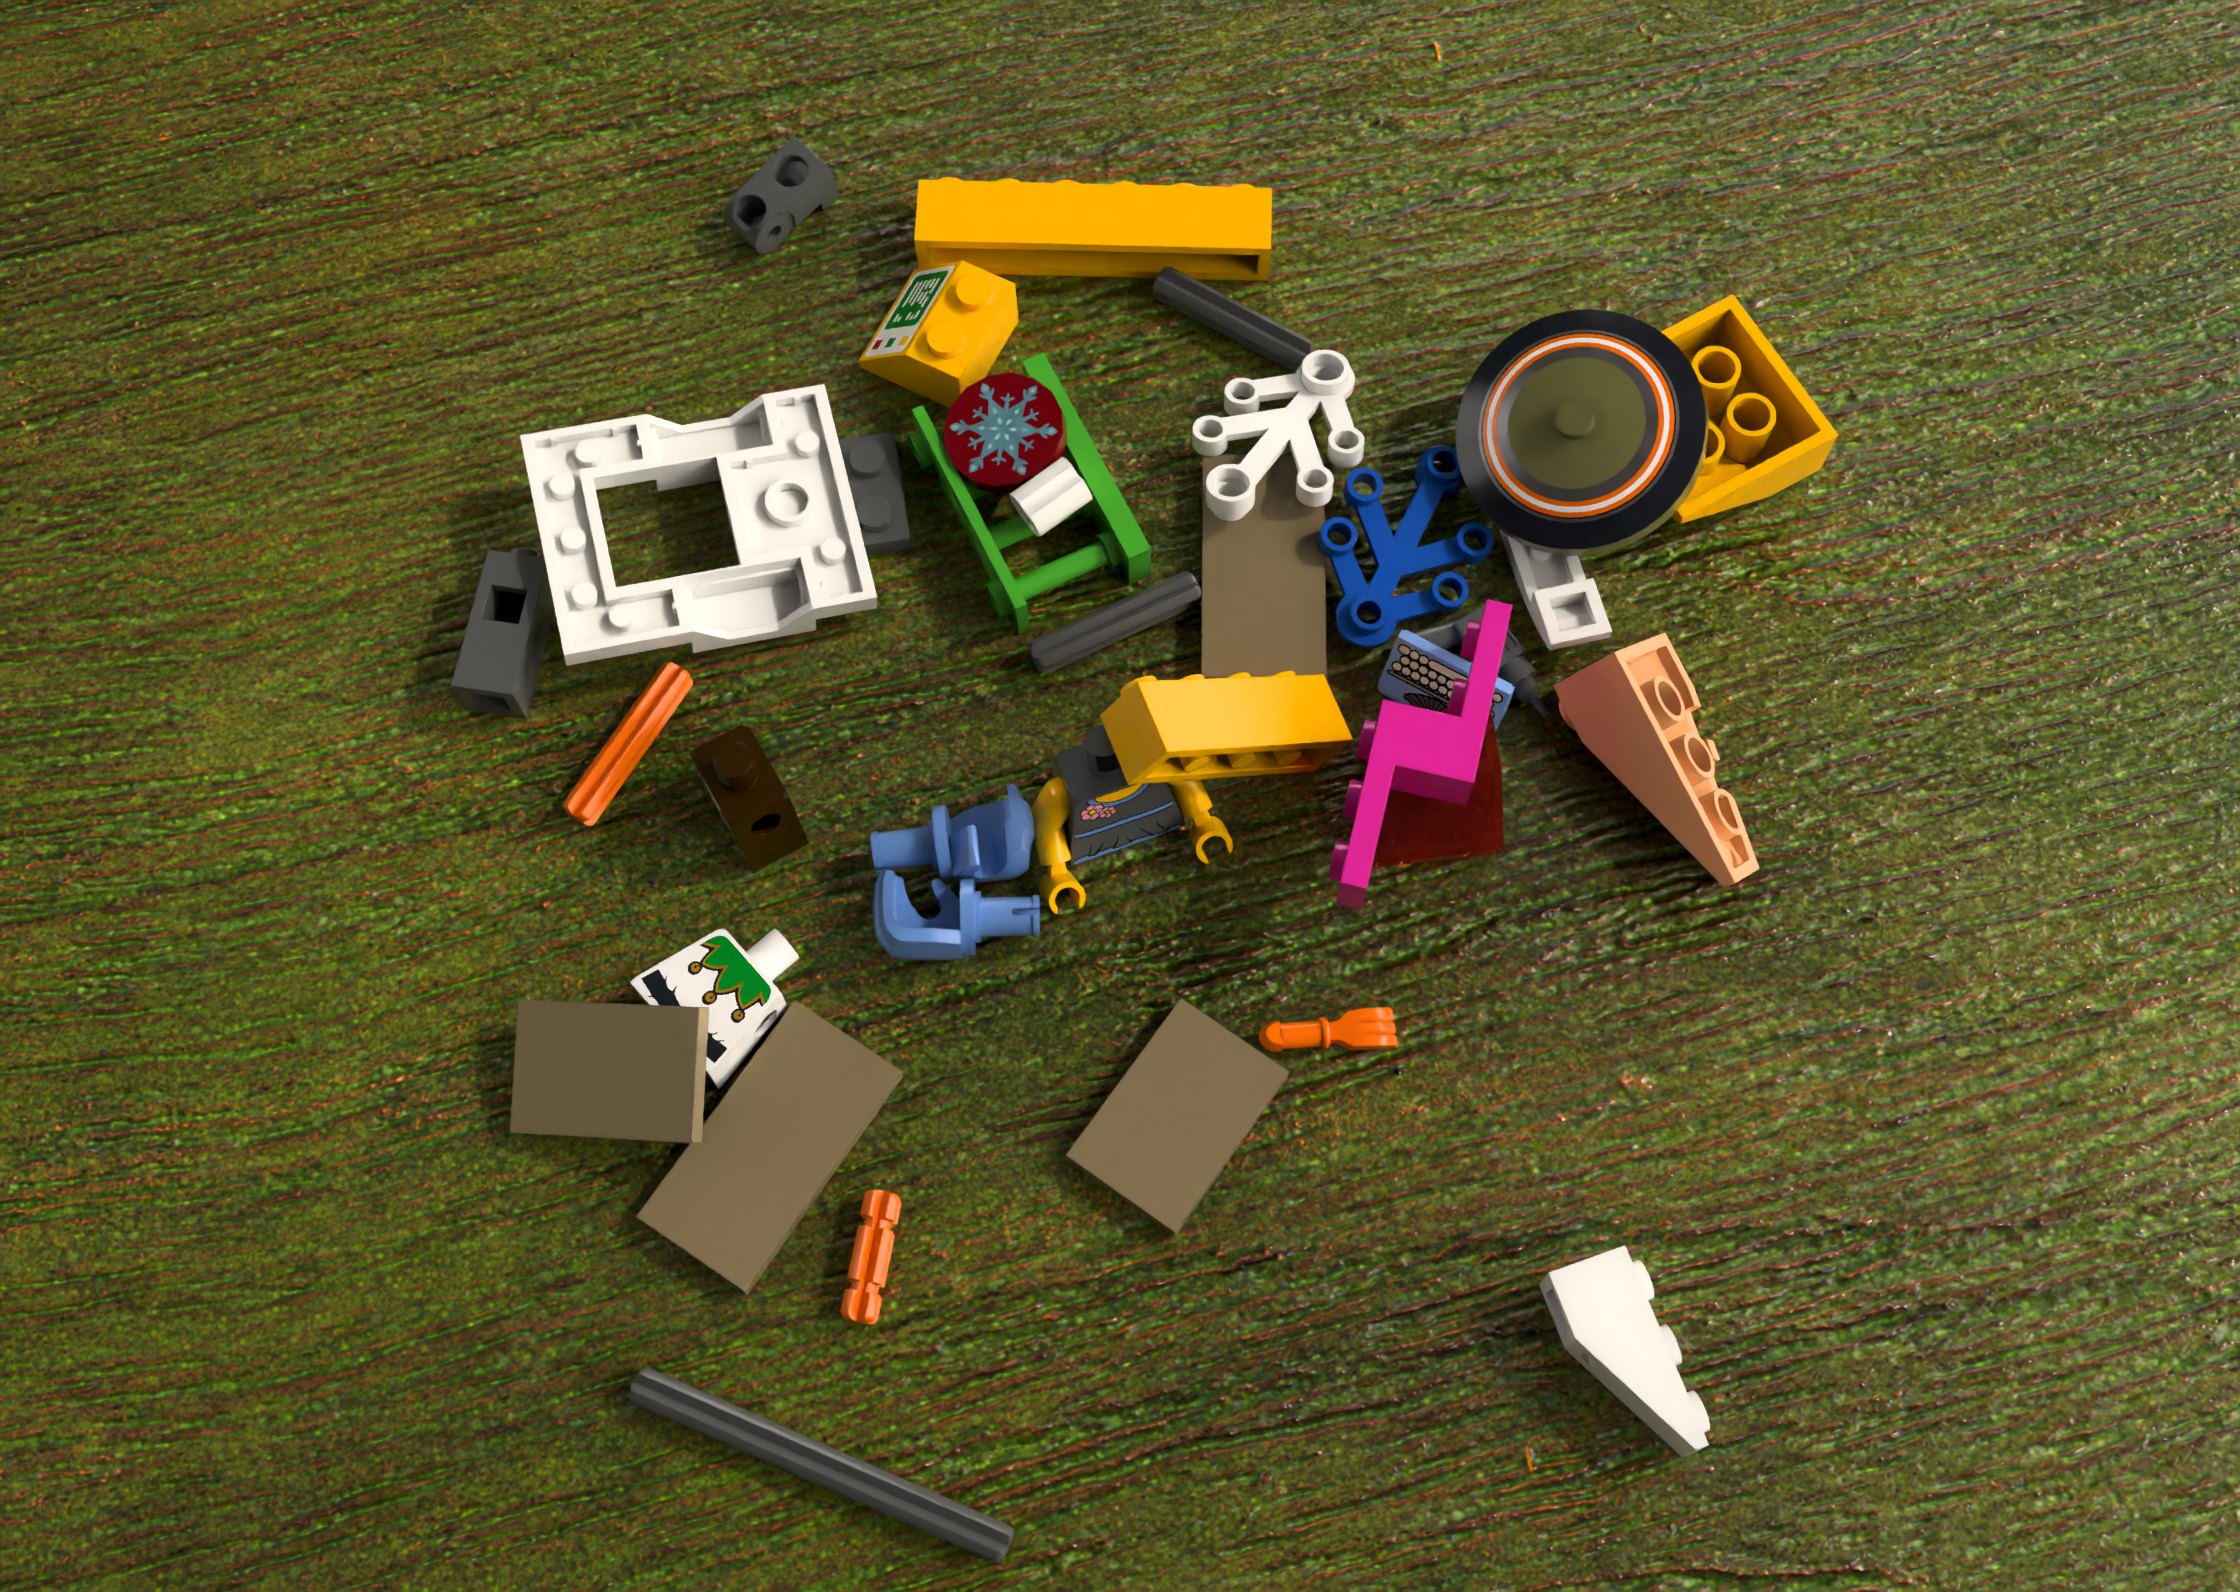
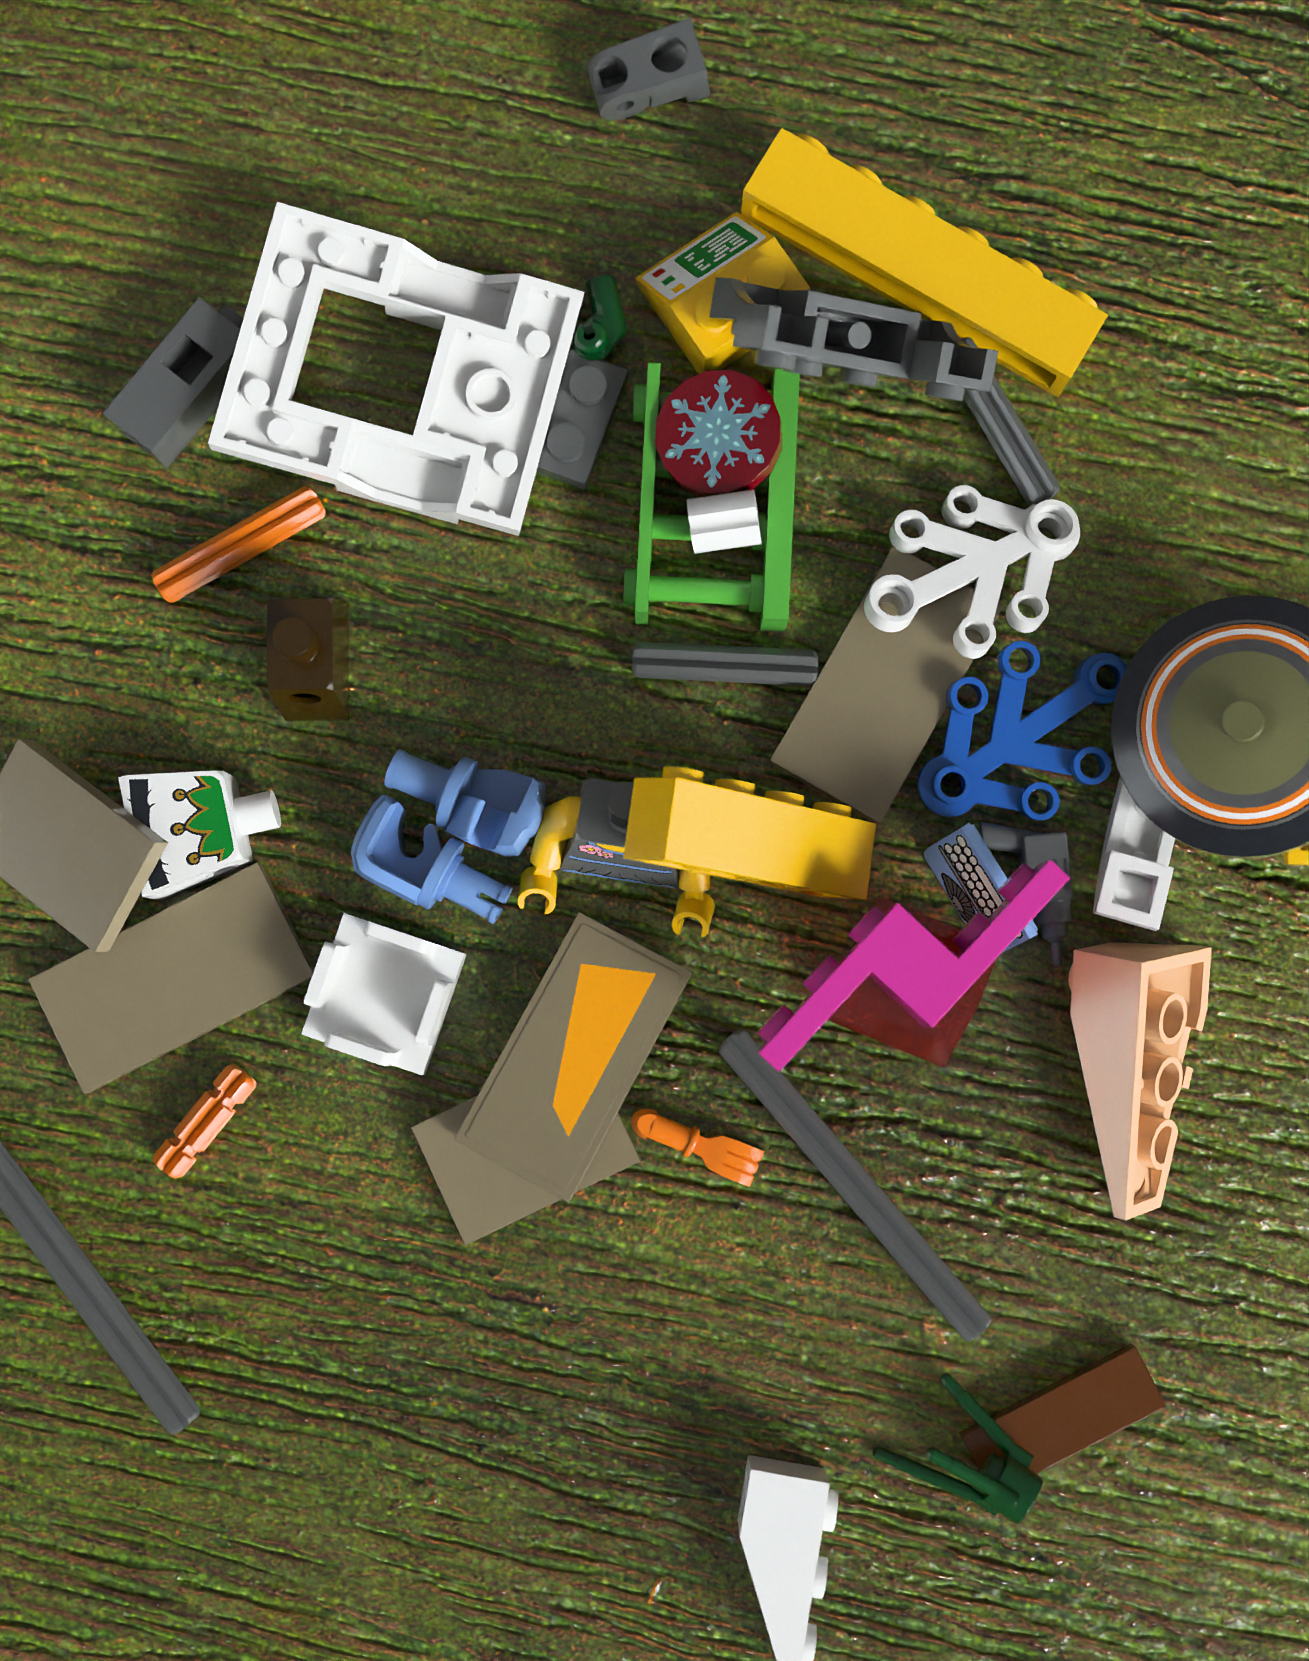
camera: 30 degrees right, 15 degrees up
(854, 406) = (605, 325): none -> dark green arm
(972, 1052) = (381, 994): none -> white panel
(1073, 301) = (861, 338): none -> dark grey bracket
(1177, 1013) = (573, 1057): none -> dark tan tile
(1489, 991) = (855, 1186): none -> dark grey axle
(1775, 1162) = (1000, 1484): none -> dark green plant
(1791, 1092) = (1074, 1411): none -> reddish brown tile

